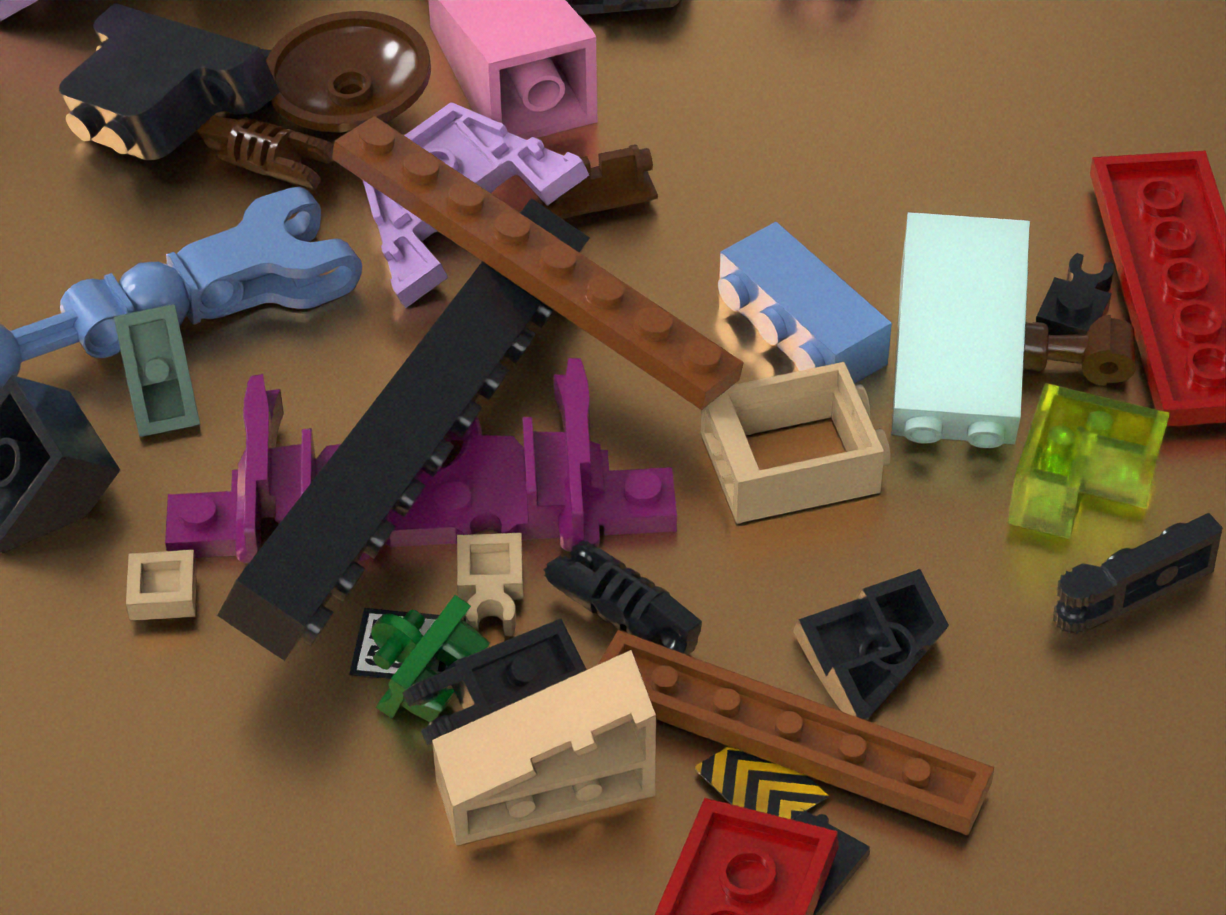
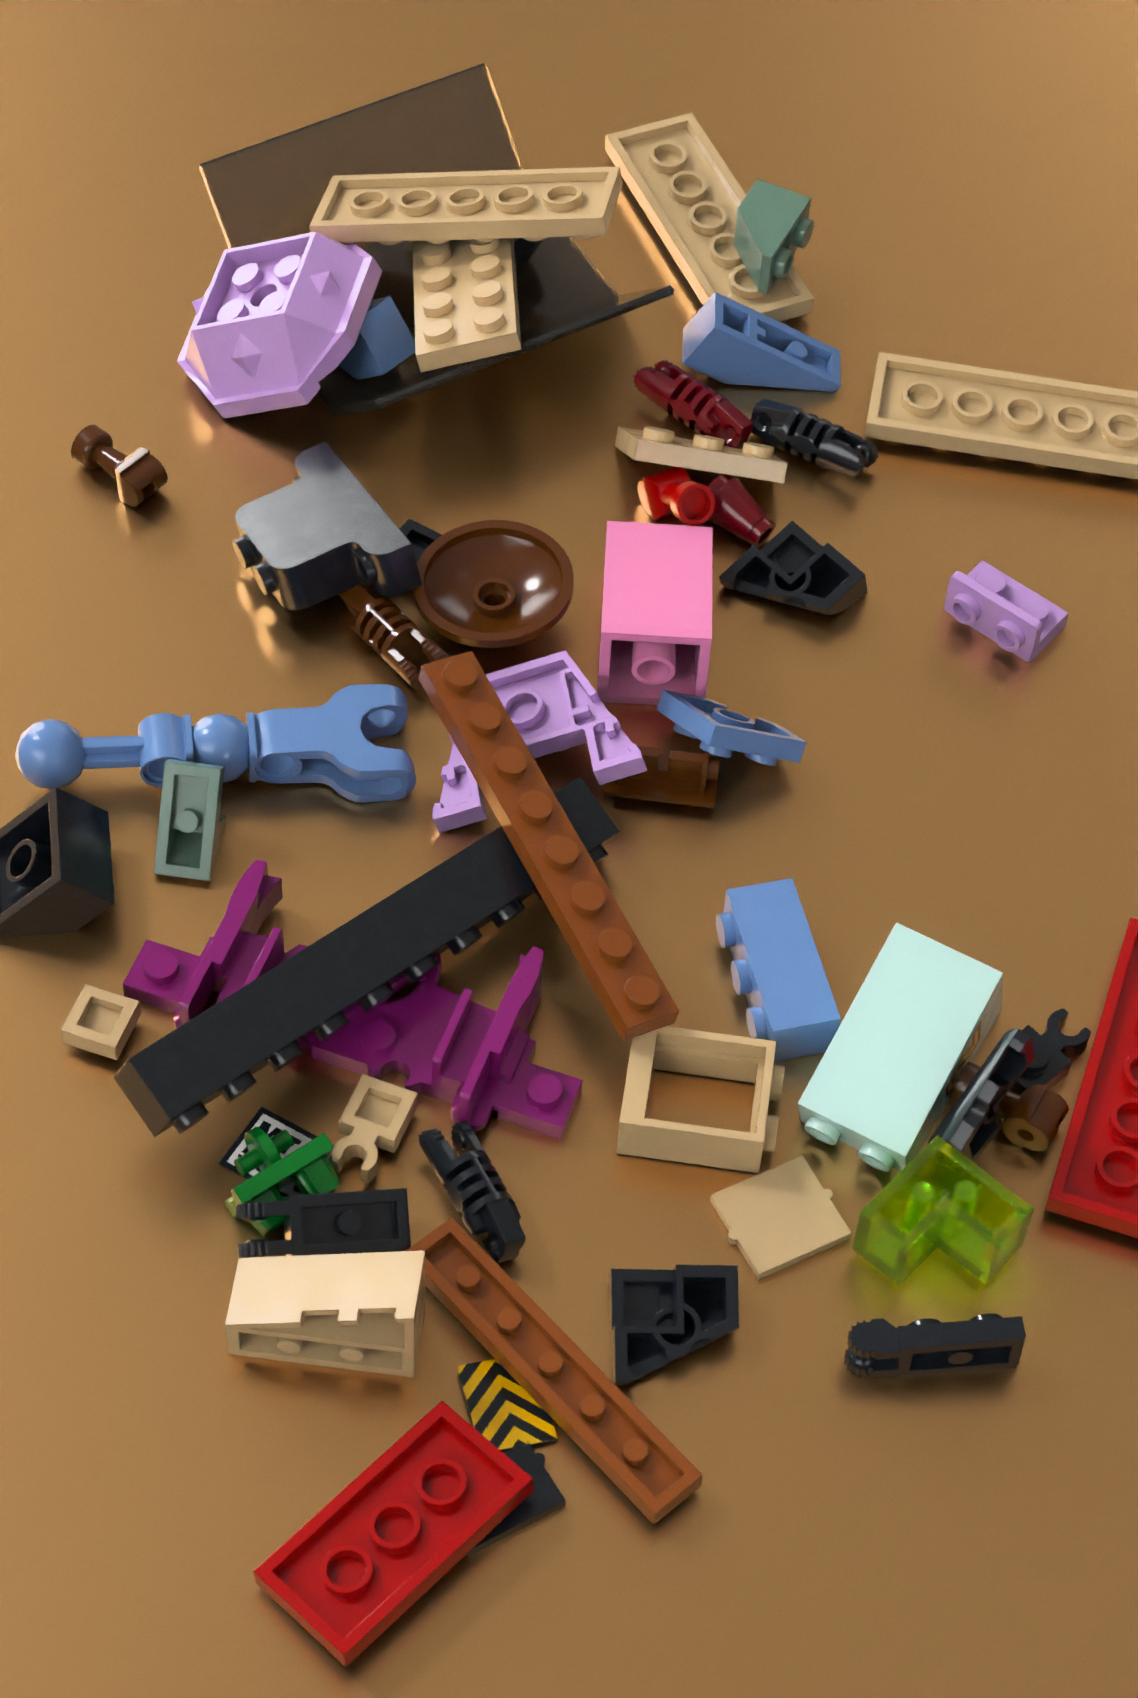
camera: 20 degrees right, 5 degrees up
(638, 125) = (728, 730): none -> medium blue plate
(923, 522) = (780, 1217): none -> tan piece
(1067, 337) = (976, 1113): none -> black slope

